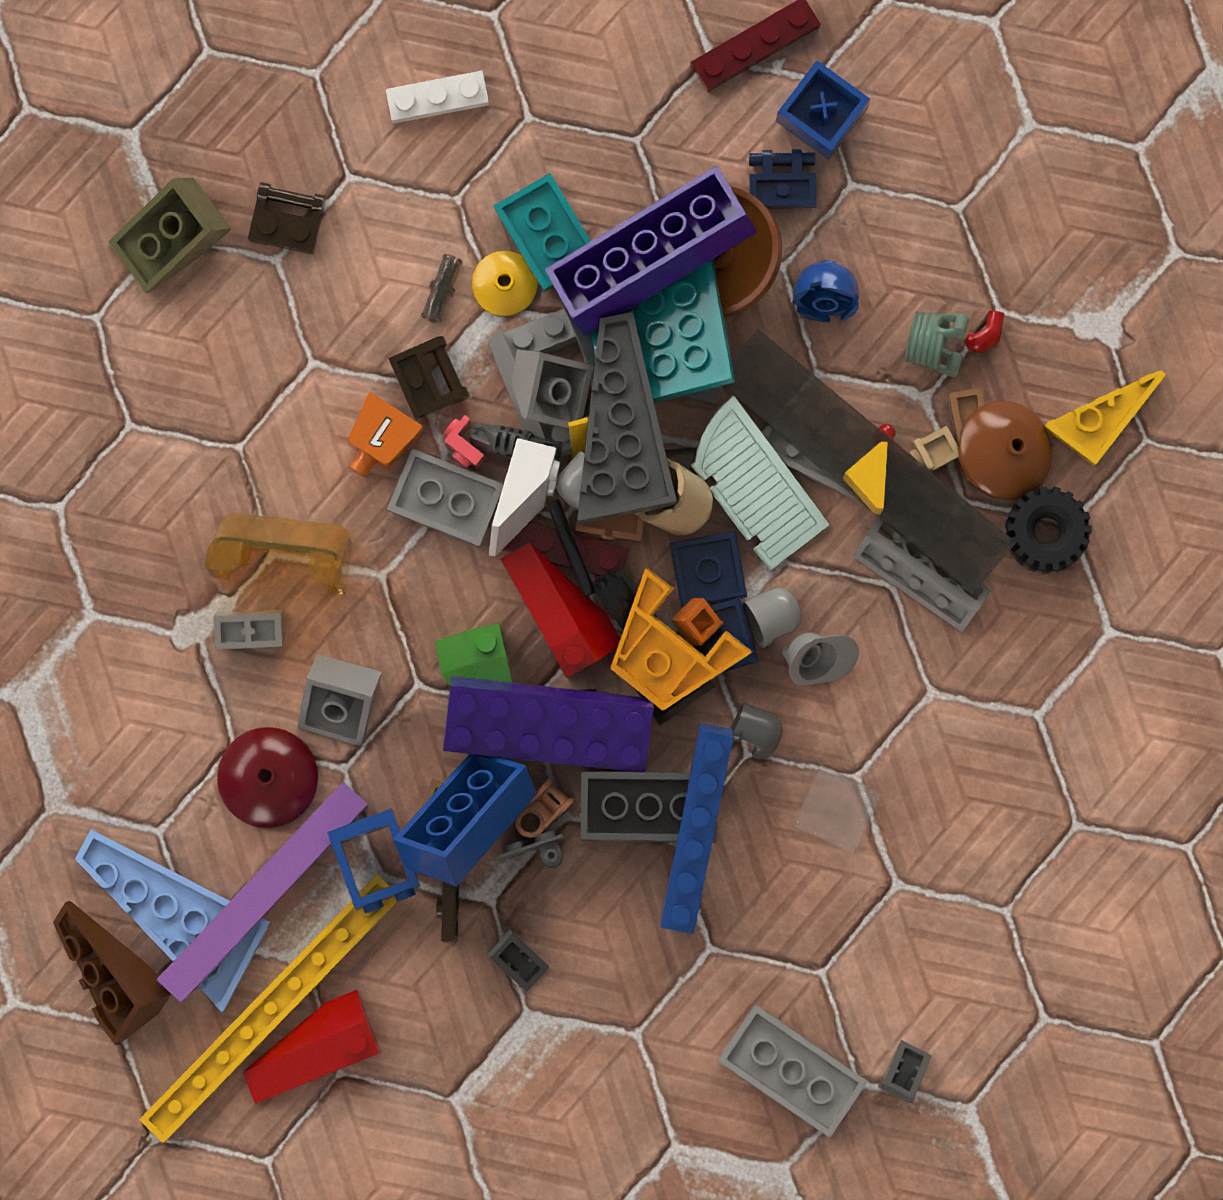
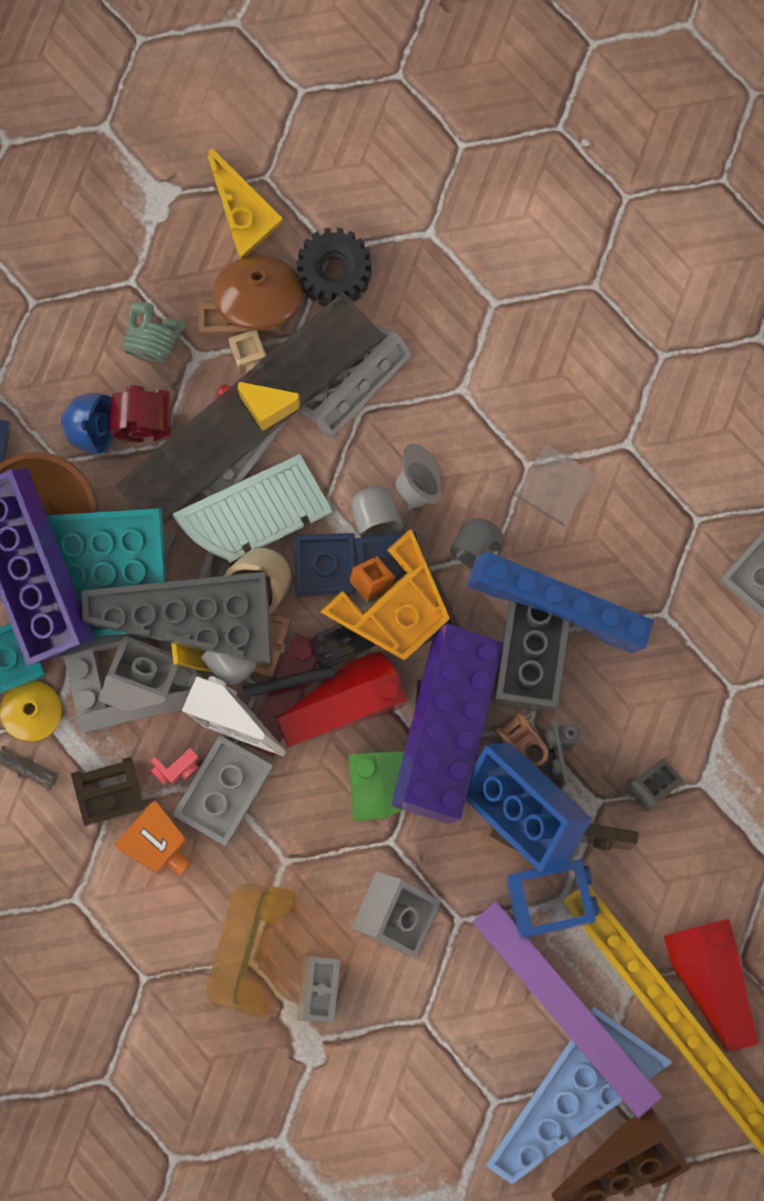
camera: 85 degrees left, 5 degrees down
(288, 790) = (434, 998): dark red dish -> none
(502, 440) = (179, 728): dark grey hinge -> none
(842, 344) = (140, 414): none -> dark red brick
(988, 336) = (151, 290): red arm -> none

